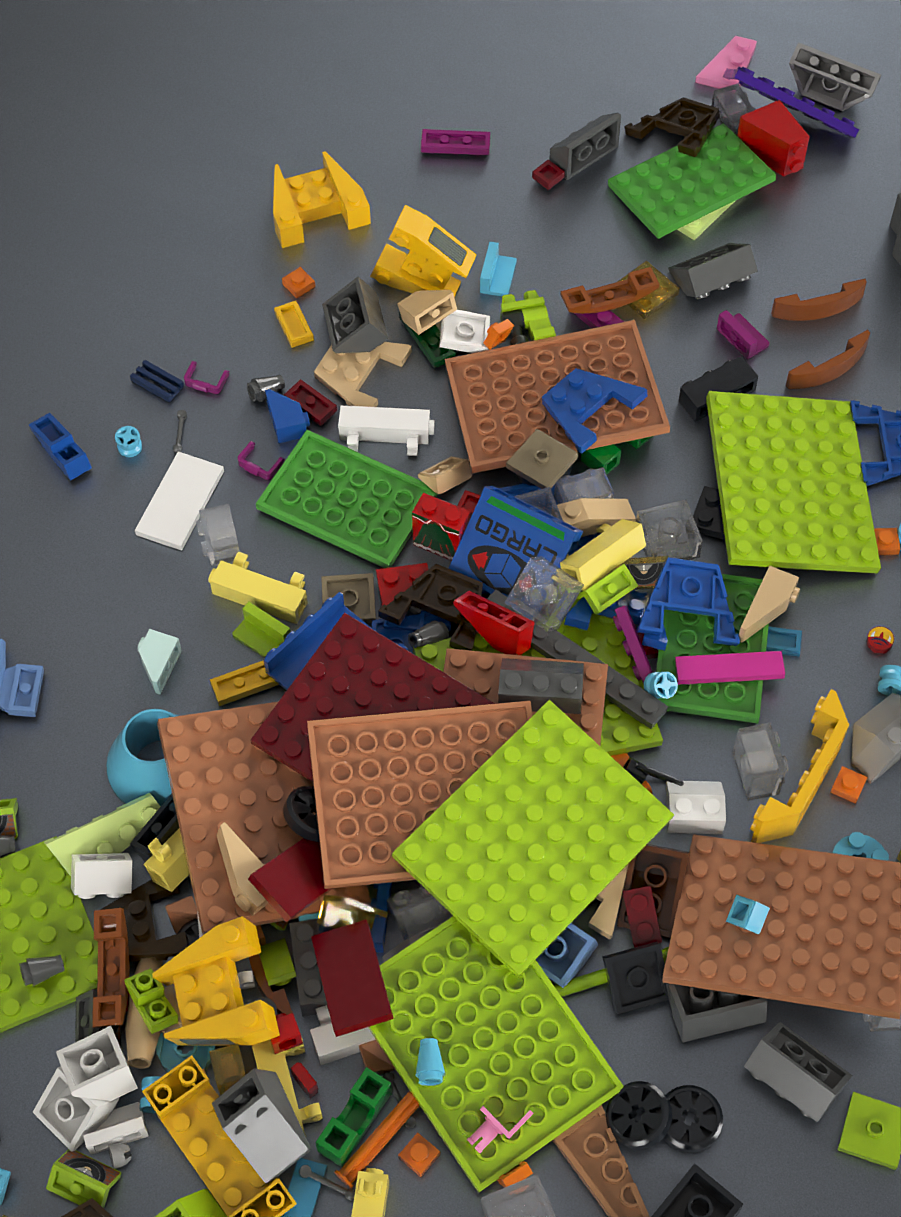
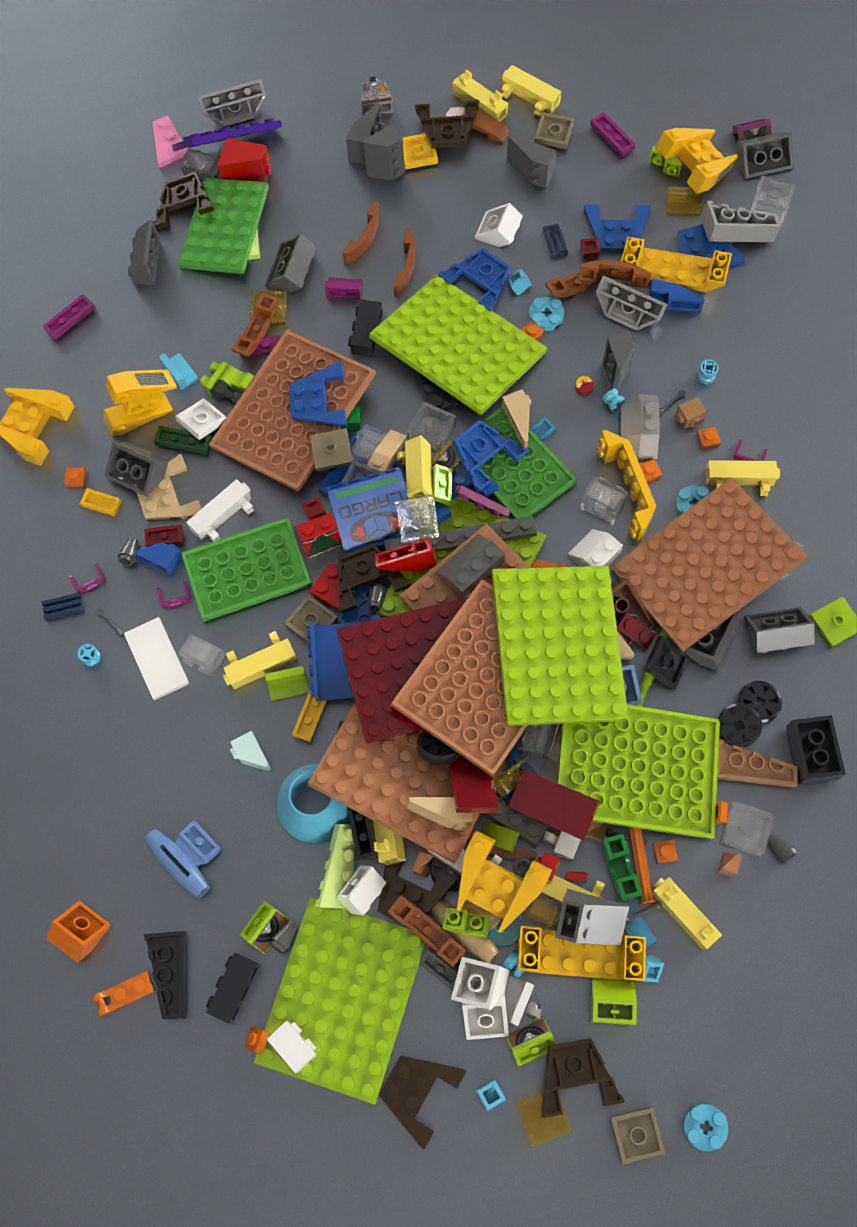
camera: 45 degrees left, 10 degrees up
(40, 969) = (389, 971): dark grey cone -> none
(60, 446) = (52, 695): blue slope -> none
(426, 308) = (170, 425): tan slope -> none
(429, 1063) = (633, 804): medium azure cone -> none
(446, 474) = (283, 505): tan slope -> none
(492, 1128) = (691, 808): bright pink bracket -> none
(498, 333) = (222, 403): orange plate -> none
(548, 174) = (142, 290): dark red plate -> none
(640, 772) = (557, 561): black plant -> none
(667, 684) = (518, 508): medium azure wheel -> none
(729, 667) = (536, 467): dark pink tile -> none
(747, 914) = (688, 579): medium azure slope -> none

